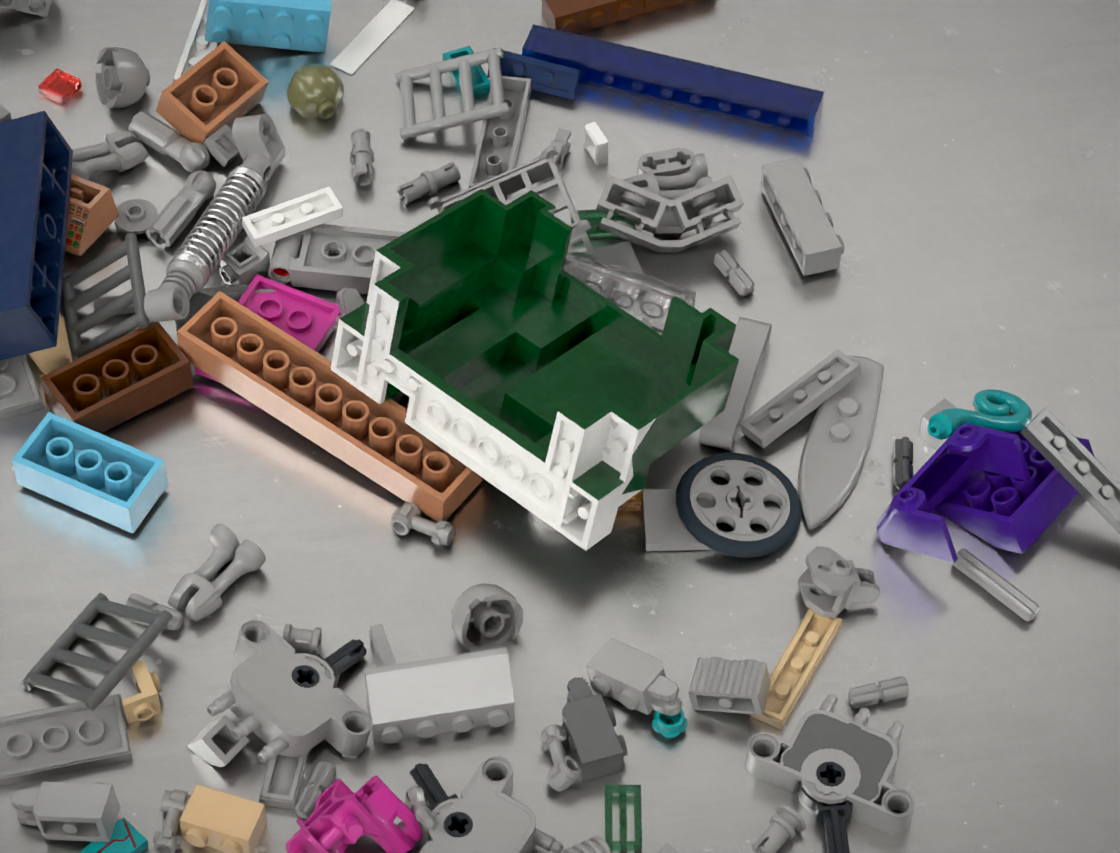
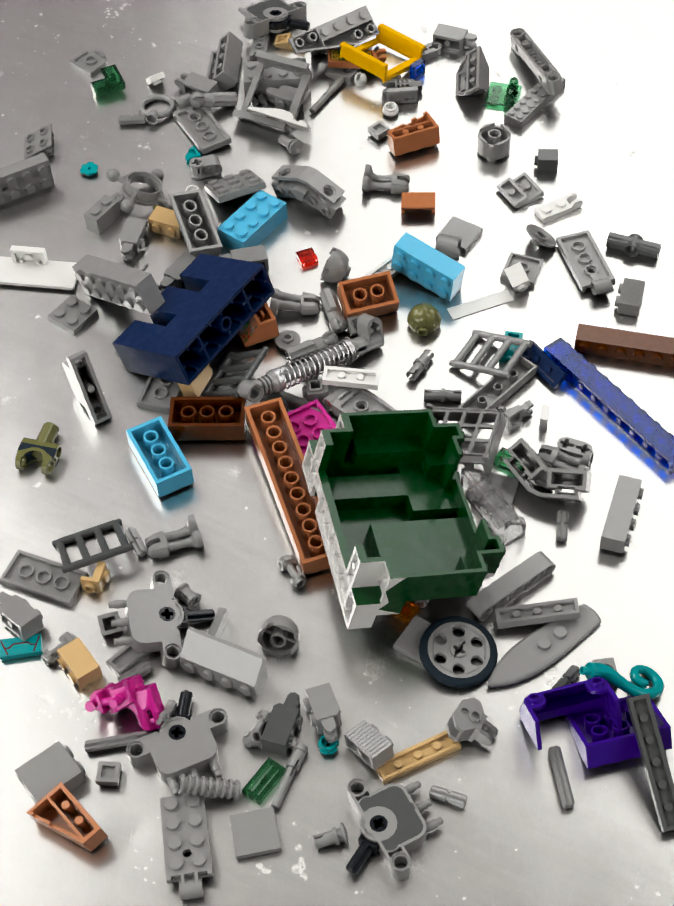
camera: 40 degrees right, 0 degrees up
(647, 776) = (299, 752): none -> light grey pin

